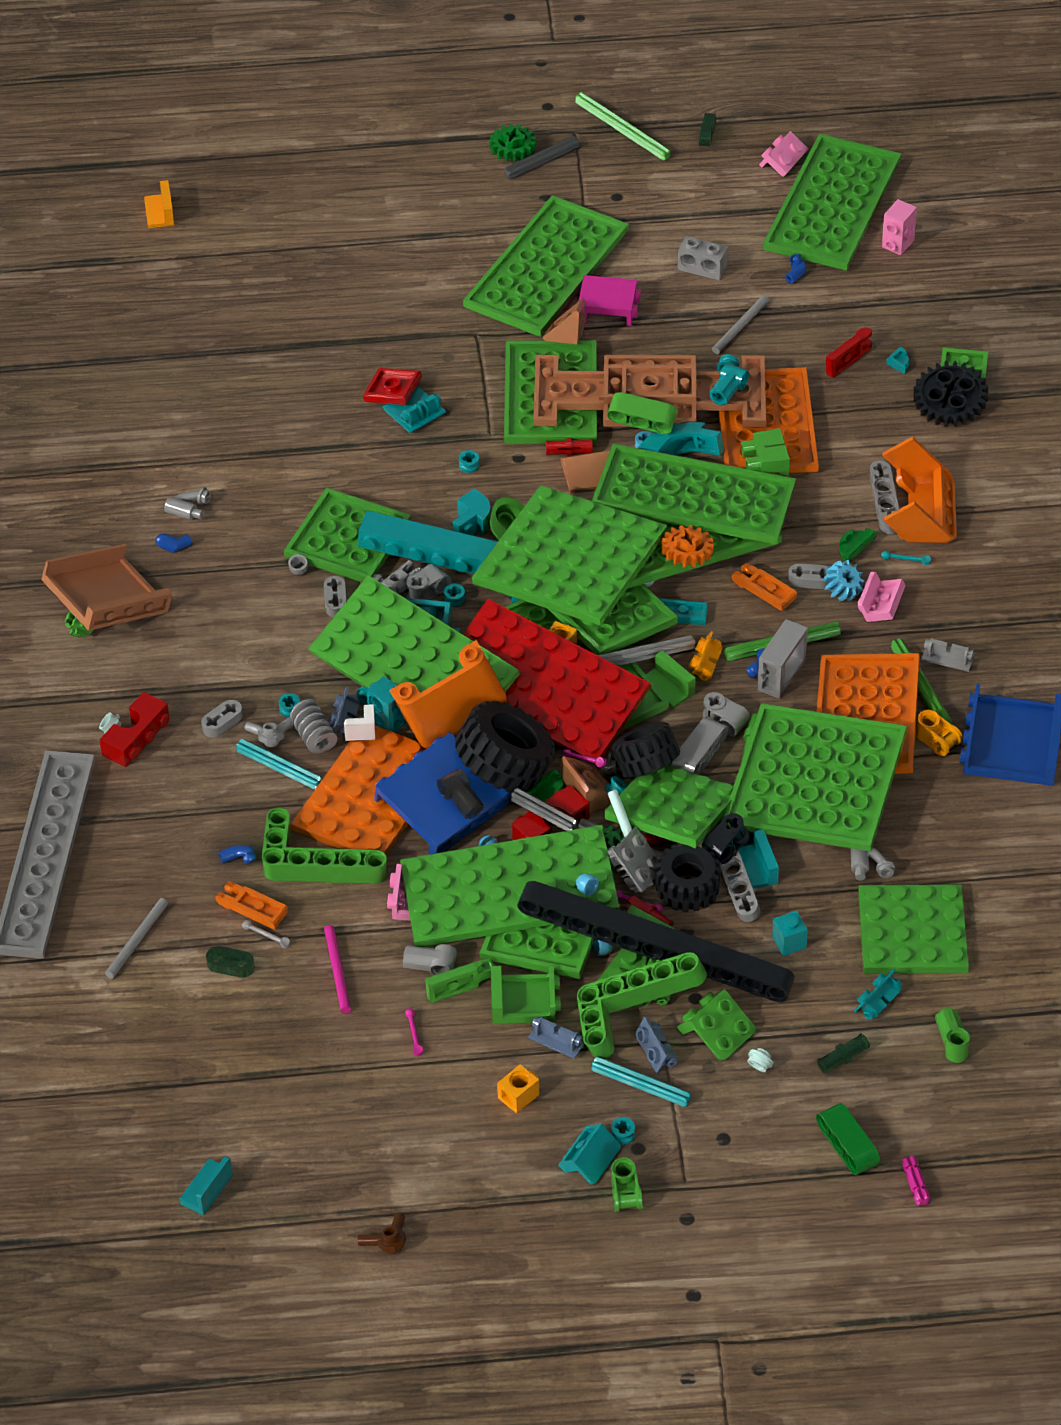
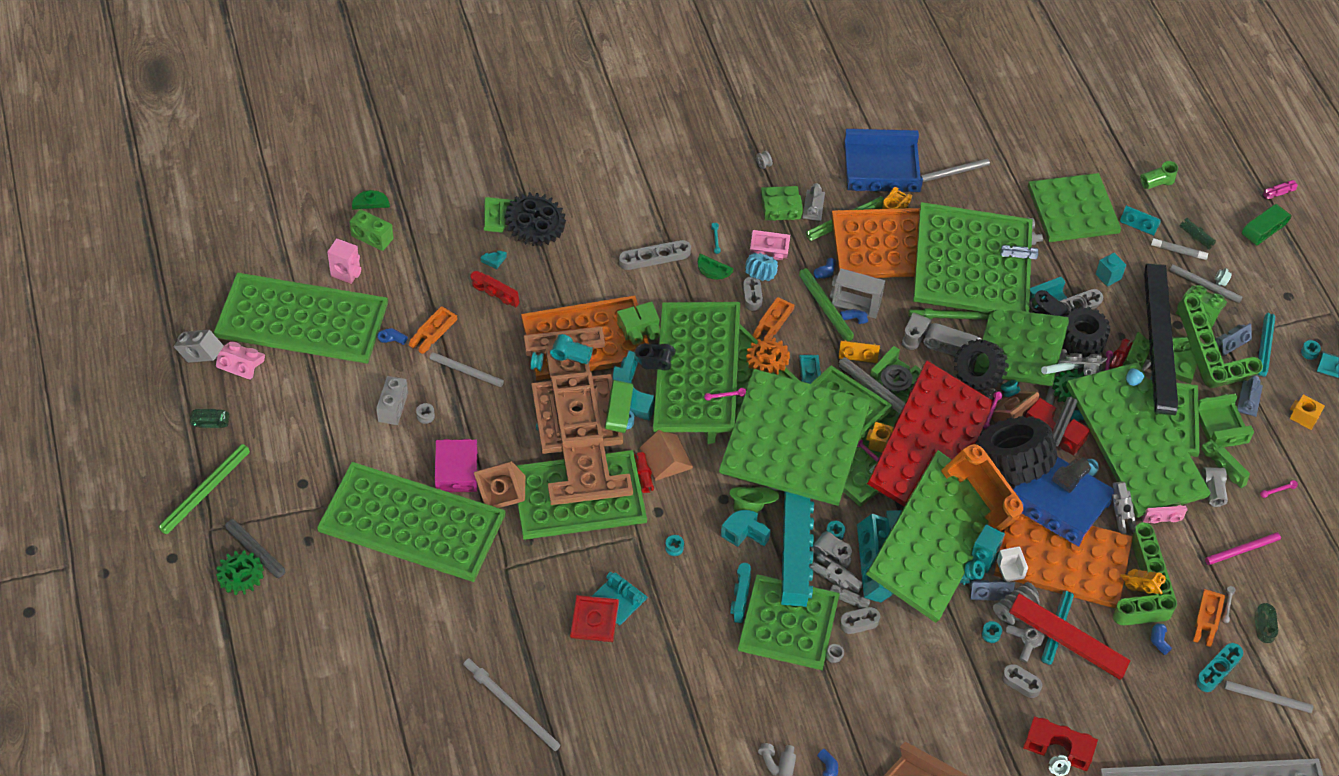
camera: 105 degrees left, 5 degrees up
(186, 890) = (1217, 675): none -> teal beam
(256, 758) = (1069, 636): none -> red tile
(305, 837) = (1142, 581): none -> light orange hinge
(349, 302) = (482, 676): none -> light grey bar
(356, 692) = (974, 570): none -> teal bush
(394, 500) = (741, 592): none -> teal hinge
(414, 846) = (1121, 499): none -> light grey hinge
(639, 487) = (741, 392): none -> dark pink hinge
(648, 665) = (891, 373): none -> dark grey gear
(685, 282) = (424, 408): none -> light grey bush
(706, 449) = (655, 356): none -> black piece
(757, 1043) = (1205, 283): none -> light grey bar
(795, 114) = (198, 346): none -> light grey brick
(799, 299) = (433, 329): none -> orange hinge
(814, 817) = (1019, 252): none -> axle
(822, 1029) = (1180, 249): none -> light grey bar
(834, 646) = (825, 271): none -> blue arm
(931, 495) = (664, 226): orange windscreen -> none
(949, 257) = (371, 230): none -> bright green brick
(954, 623) = (781, 203): none -> bright green plate
(994, 813) = (955, 170): none -> light grey bar
(1003, 265) = (369, 200): none -> green plate
(1028, 616) = (764, 159): none -> light grey bush

